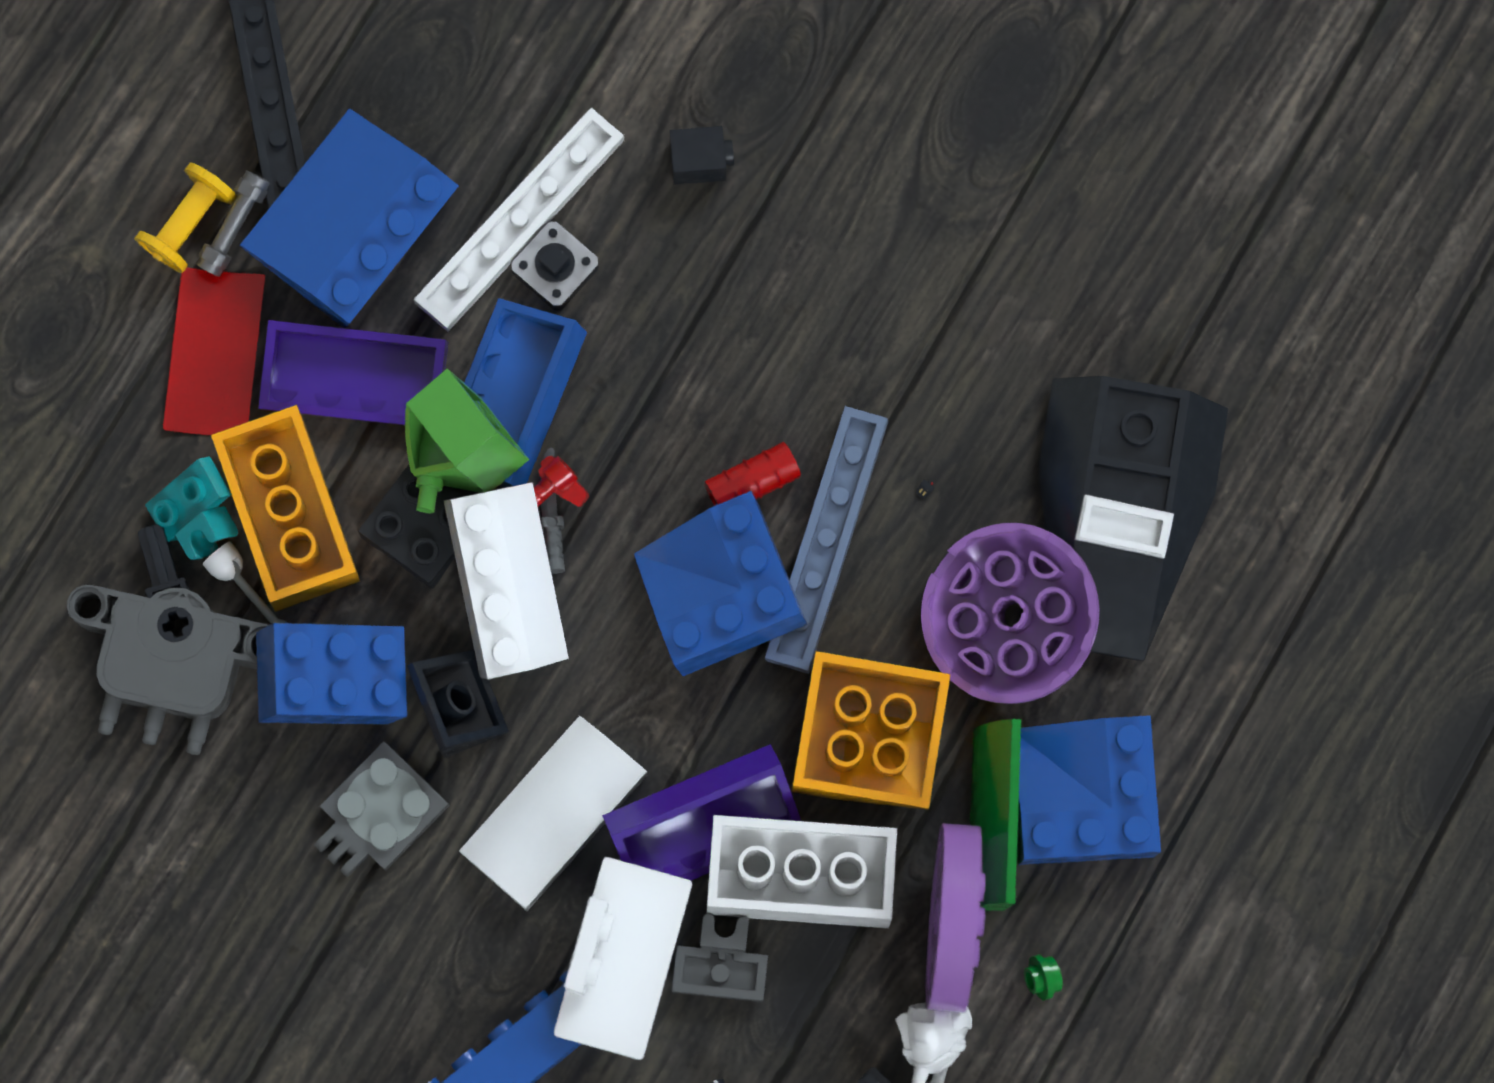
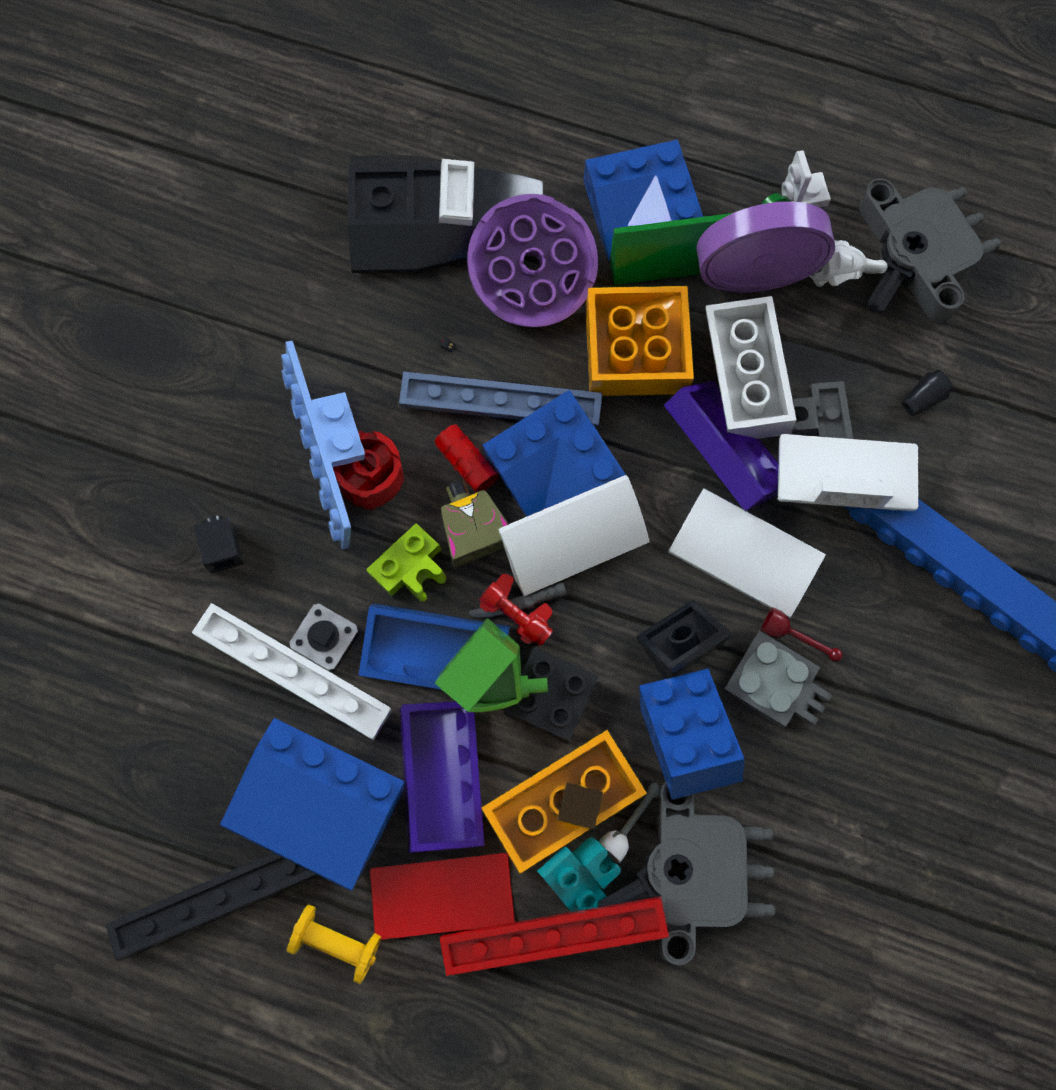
camera: 100 degrees left, 5 degrees down
(134, 466) = (554, 936): none -> red plate
(214, 256) = (302, 891): flat silver bar -> none
(270, 517) = (580, 806): none -> dark brown tile
(449, 830) = (778, 625): none -> dark red hinge
(506, 580) = (586, 618): white slope -> none
(613, 590) = (574, 535): none -> white slope
(627, 382) = (408, 564): none -> lime plate
(661, 469) = (471, 524): none -> olive torso
(758, 349) = (375, 478): none -> red brick
(802, 307) = (329, 435): none -> light blue bracket
(1067, 1028) = (804, 186): none -> white bracket

